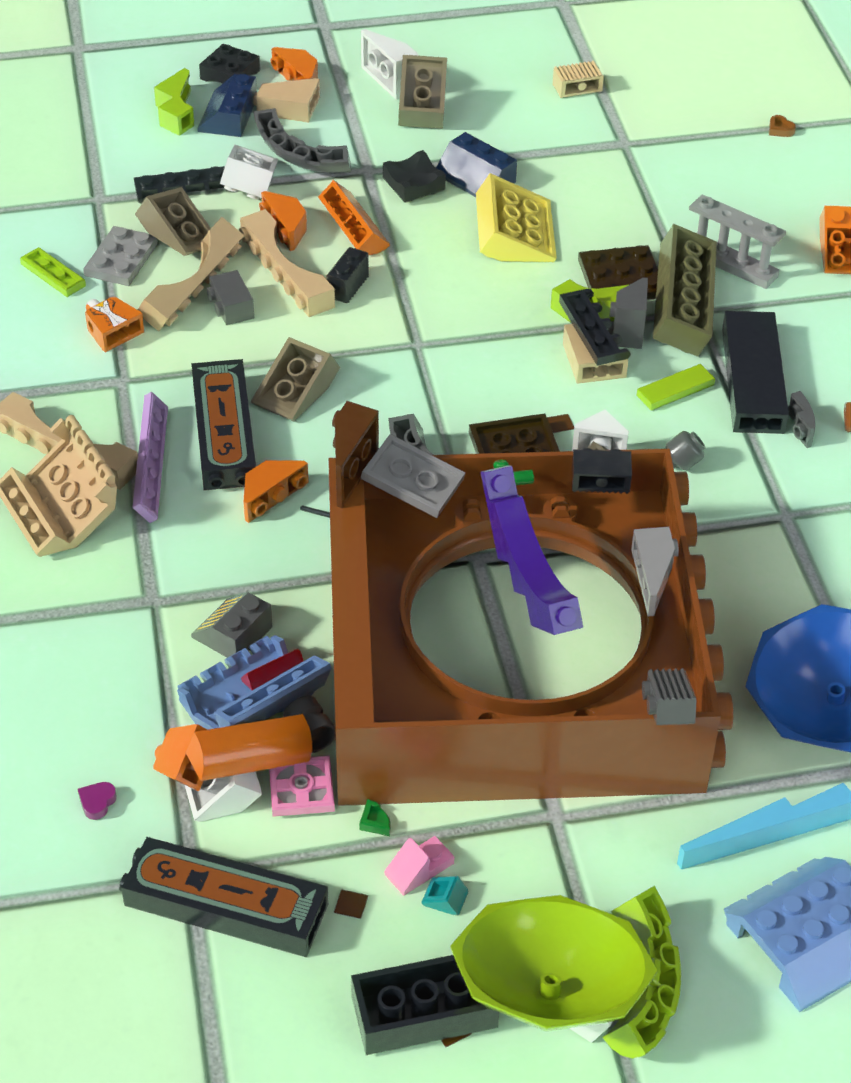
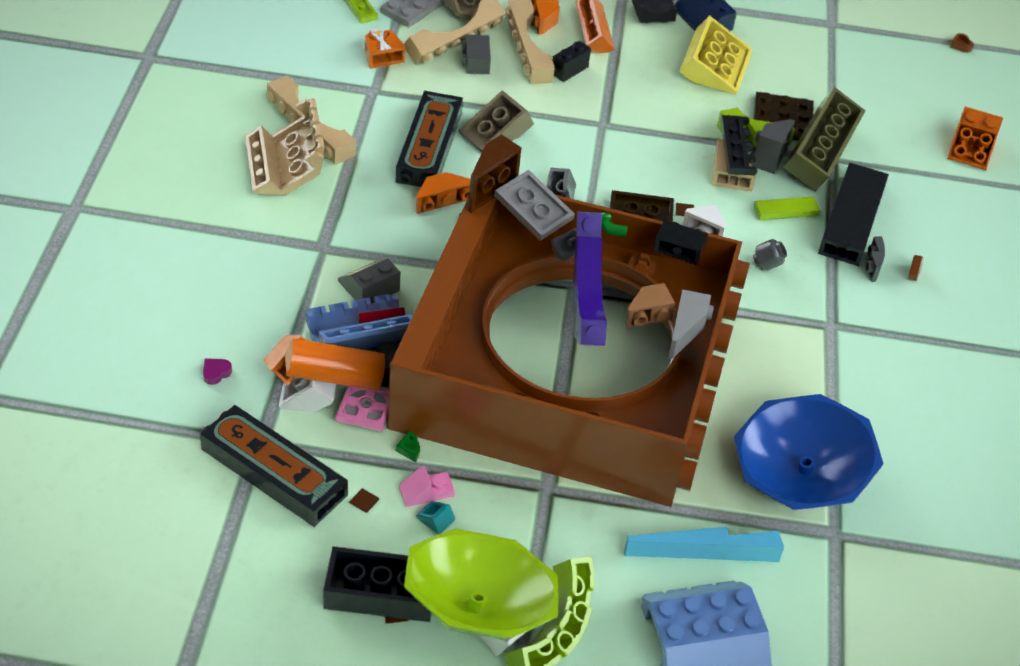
camera: 15 degrees right, 0 degrees up
(150, 457) = (365, 148): lavender tile -> none
(474, 515) = (564, 245): none -> dark grey hips
(604, 560) = (650, 306): none -> medium nougat slope
(669, 697) = (651, 417): dark grey brick -> none
(734, 261) = (878, 130): light grey fence -> none

